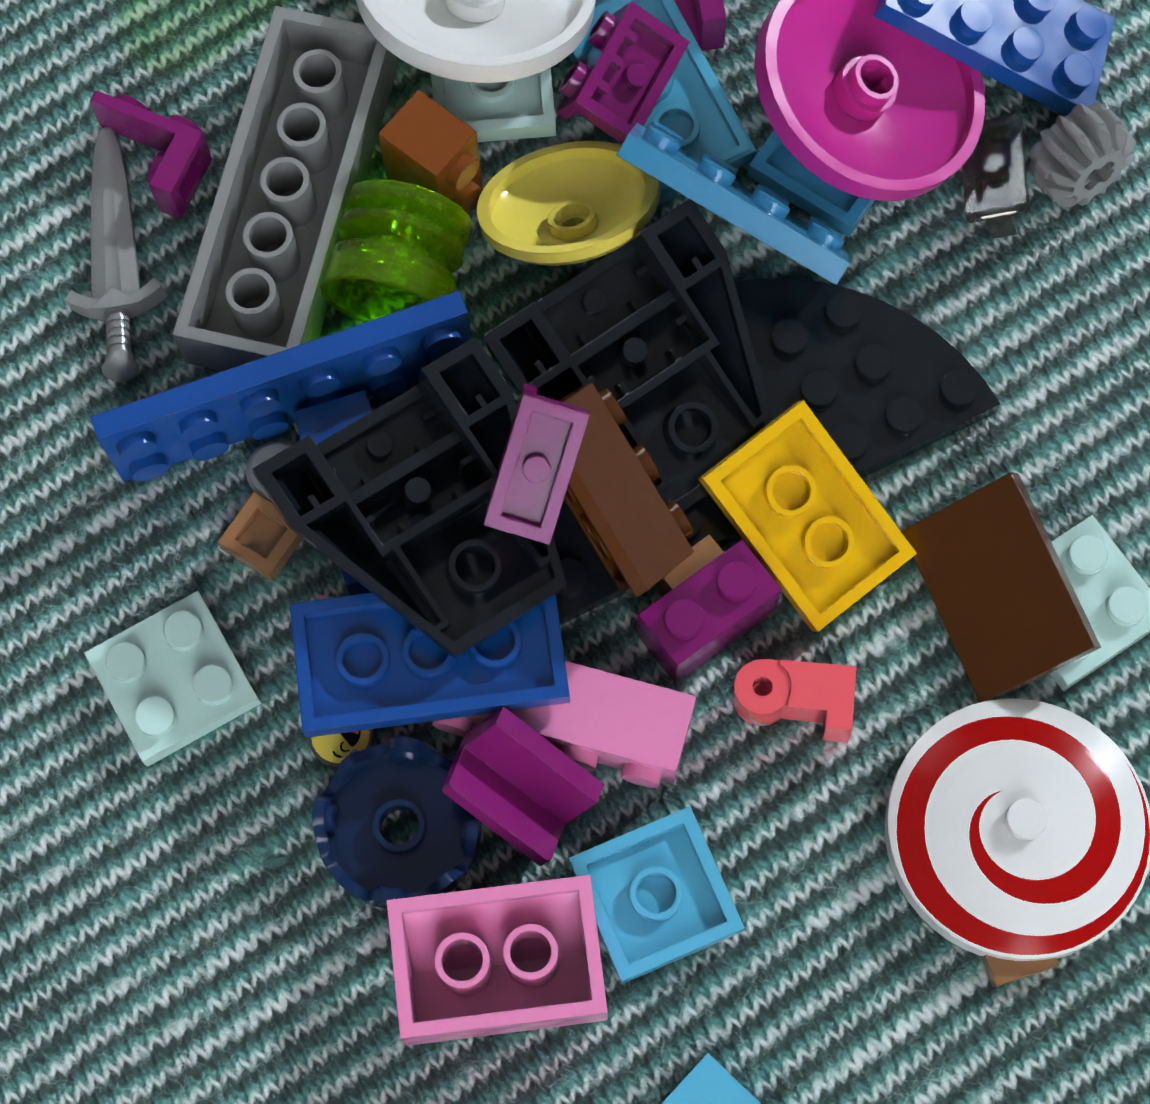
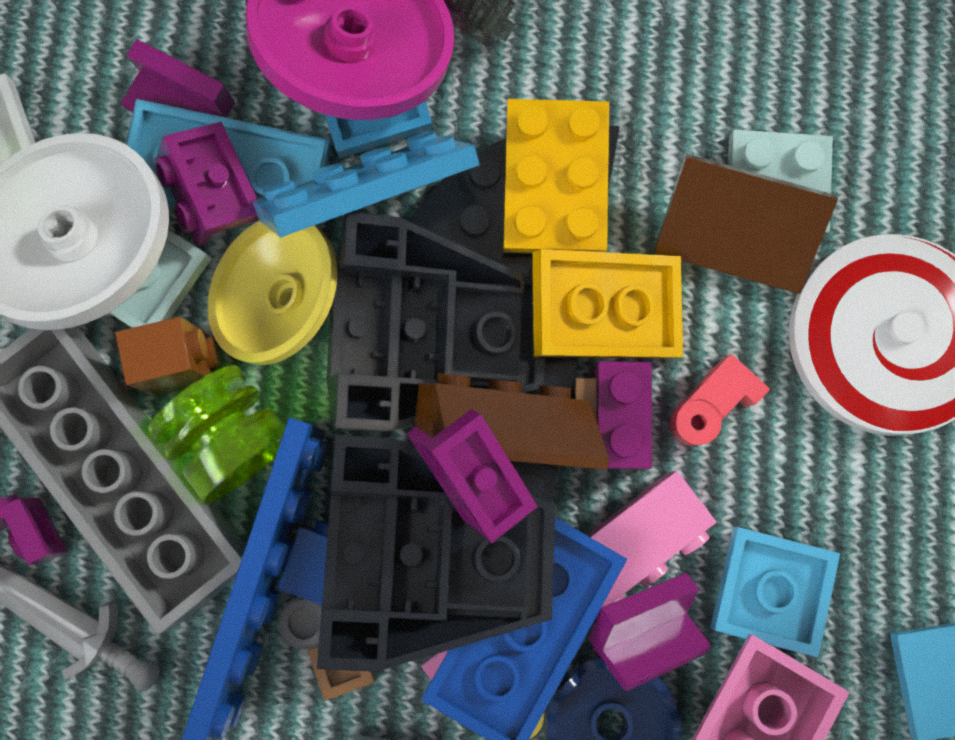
camera: 55 degrees left, 10 degrees up
(895, 374) = (556, 175): none -> yellow plate

